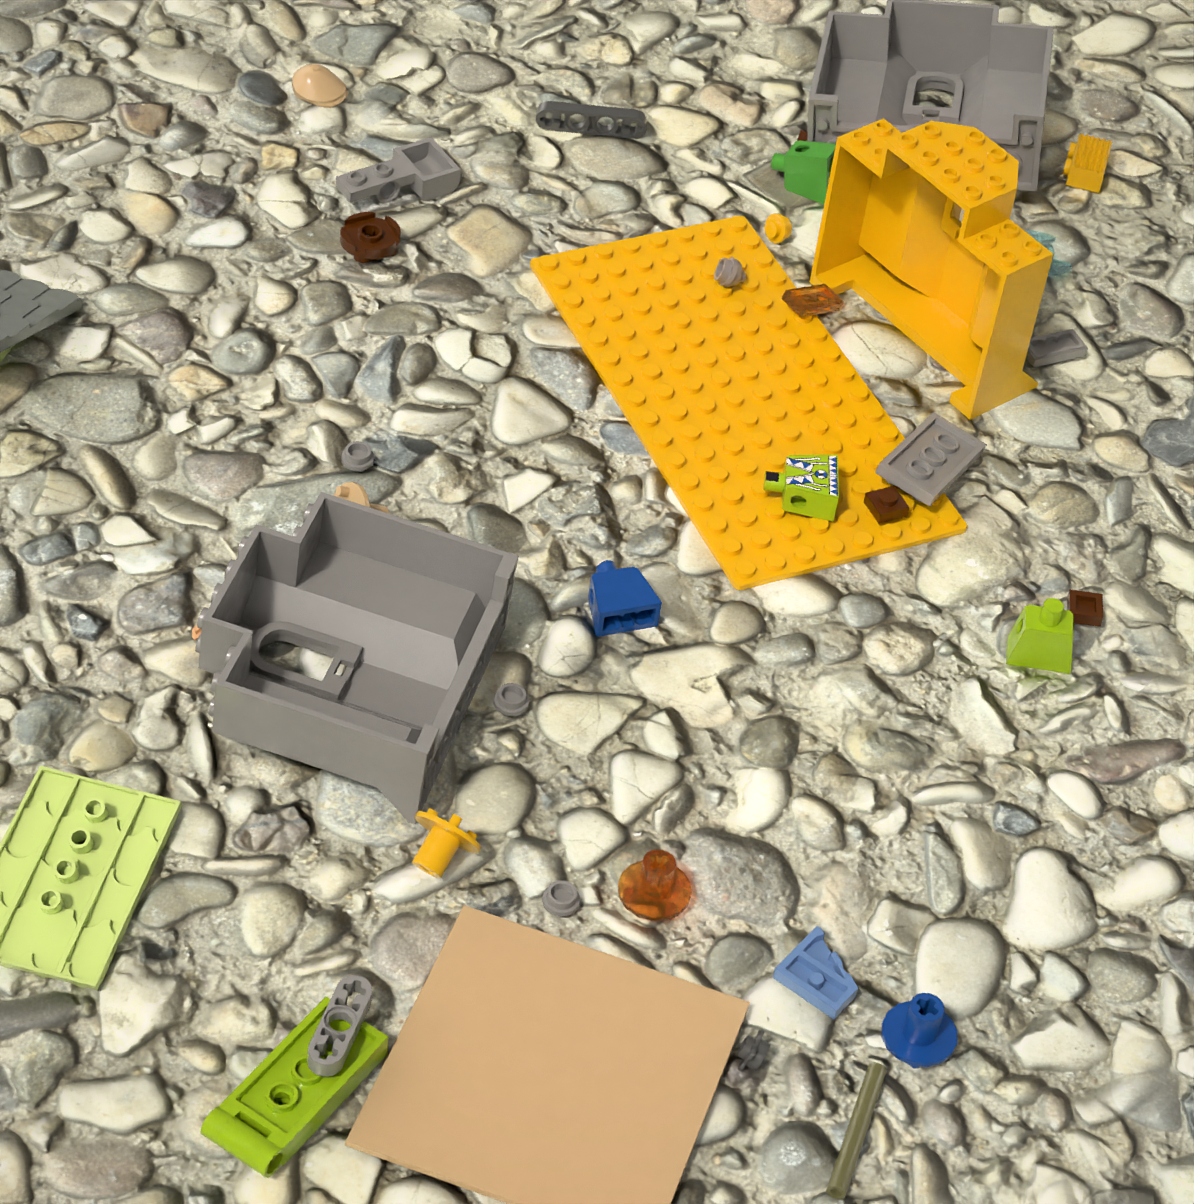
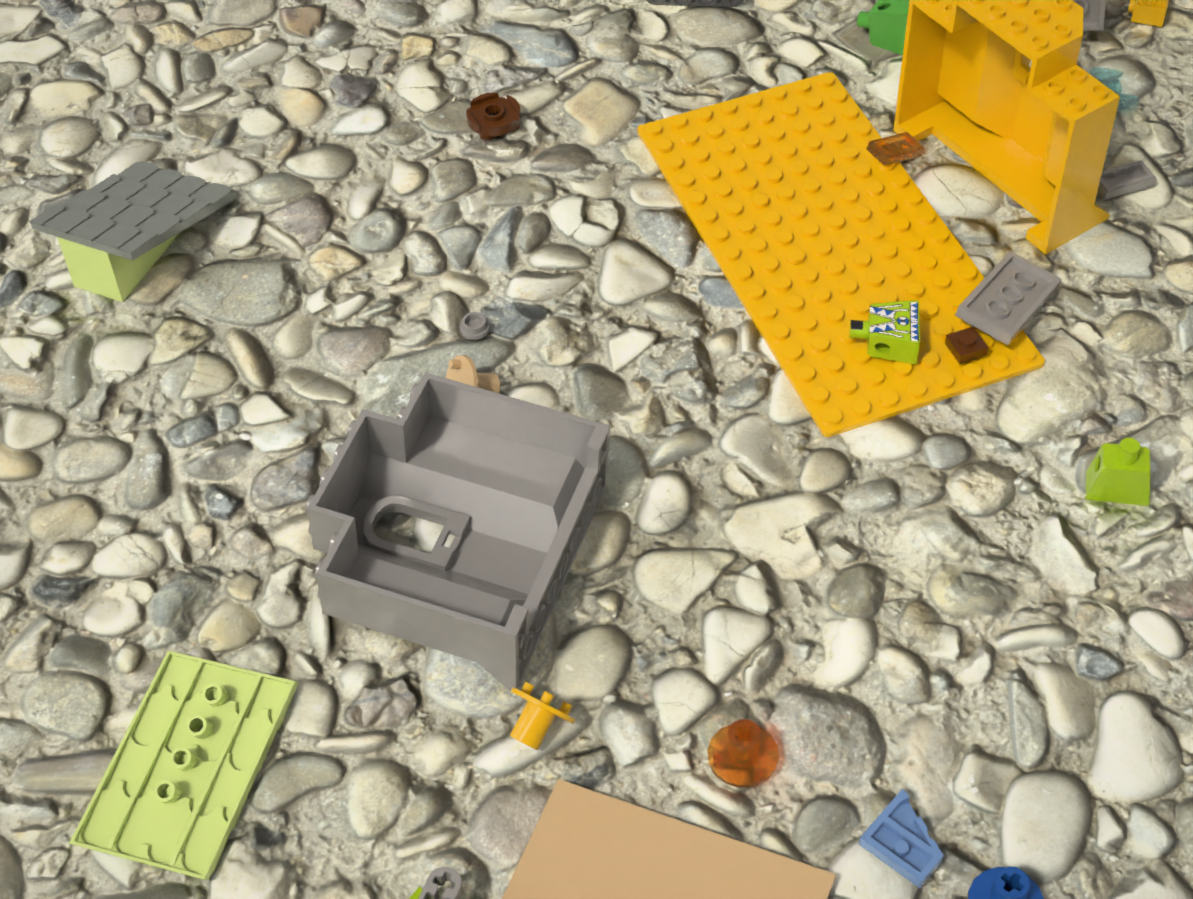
camera: 10 degrees right, 5 degrees up
(417, 164) = (537, 45): light grey plate -> none
(511, 699) = (609, 561): light grey plate -> none
(561, 898) = (652, 768): light grey plate -> none
(621, 600) = (715, 455): blue torso -> none
(729, 272) = (818, 127): light grey plate -> none
(777, 228) = (863, 81): yellow plate -> none
(1086, 607) = (1161, 438): reddish brown plate -> none

